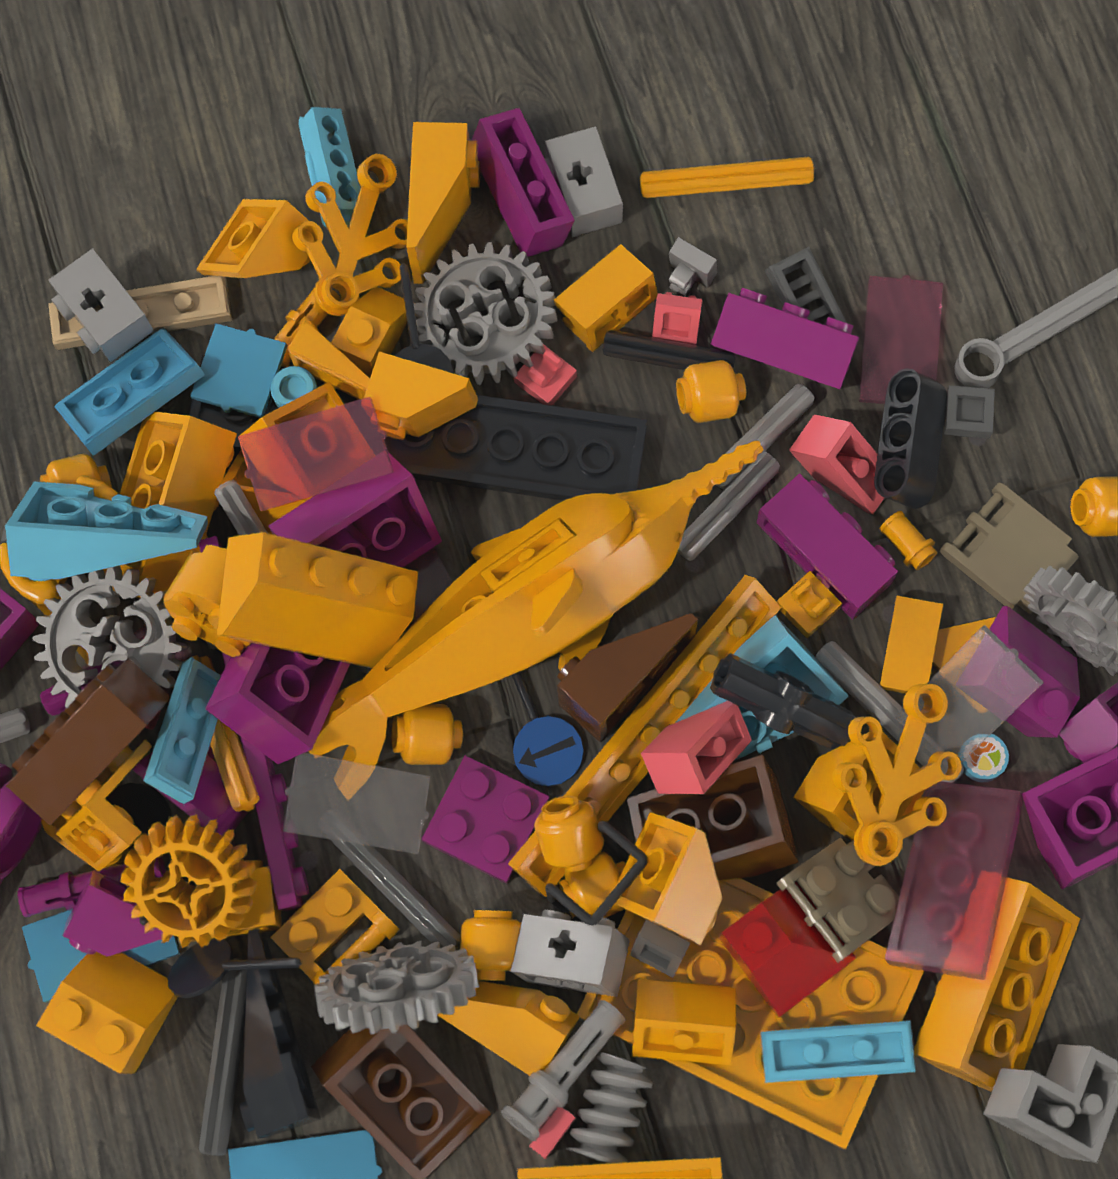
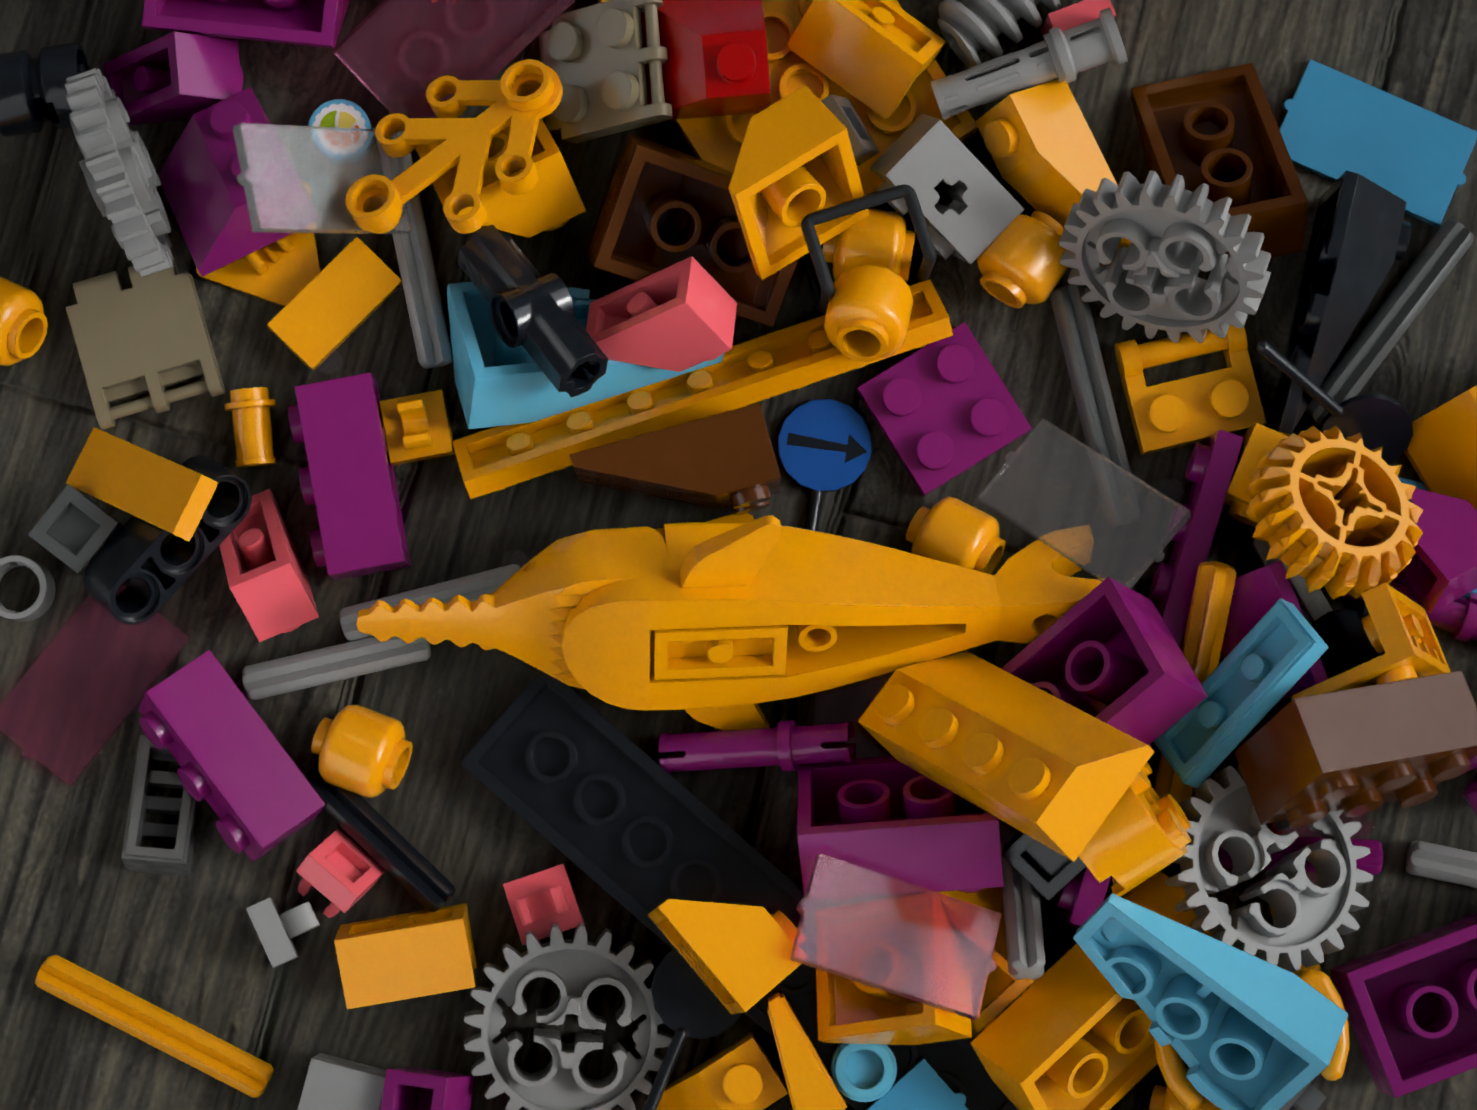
camera: 155 degrees left, 10 degrees up
(459, 542) = (758, 747): none -> magenta pin
(947, 456) = (142, 483): none -> light orange tile

